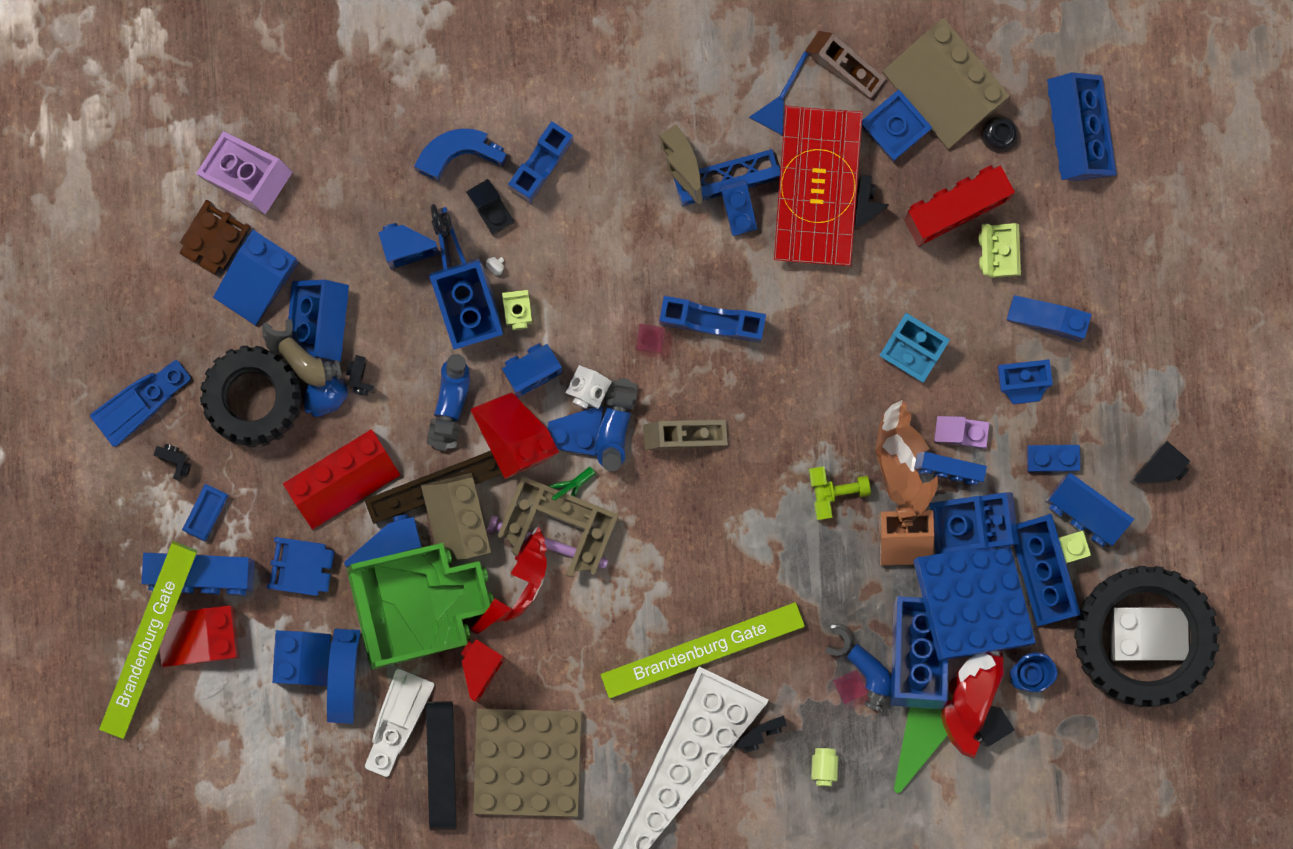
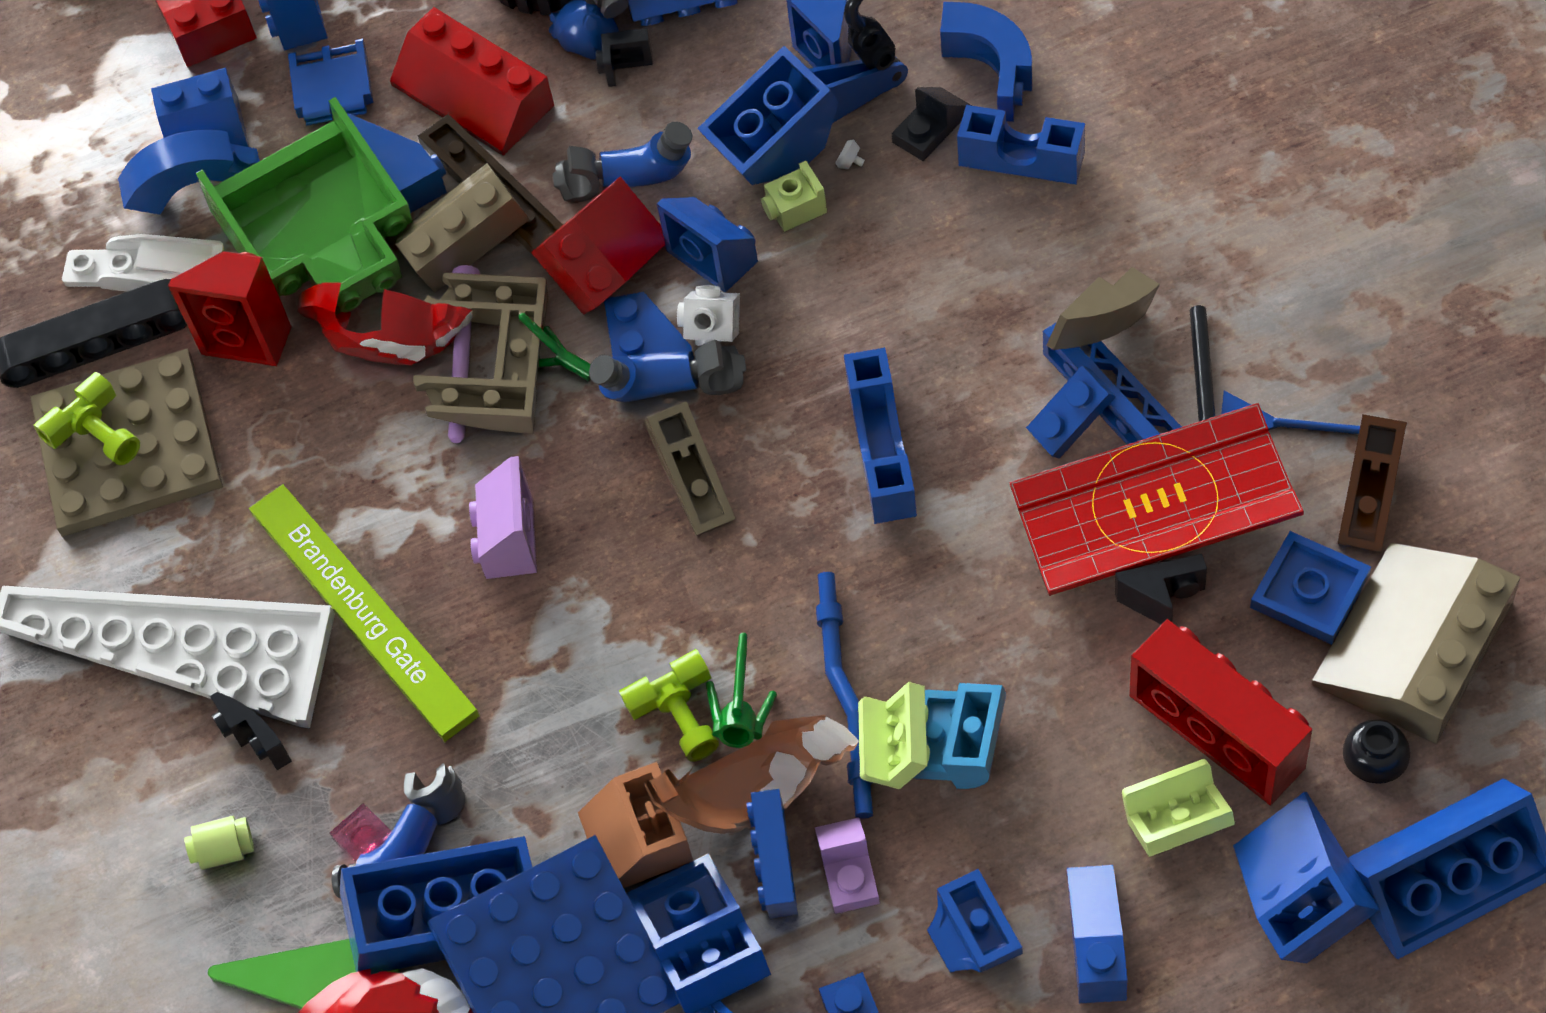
camera: 85 degrees right, 25 degrees down
(512, 782) = (84, 417): none -> lime bar
(650, 338) = (819, 374): clear pink plate -> none
(685, 551) = (504, 522): none -> lavender slope
(736, 124) = (1202, 362): none -> black bar
(810, 389) = (830, 618): none -> blue bar
(866, 459) = (737, 722): none -> green plant
(907, 380) = (893, 737): none -> yellowish green bracket
(1066, 205) = (1302, 882): none -> blue slope

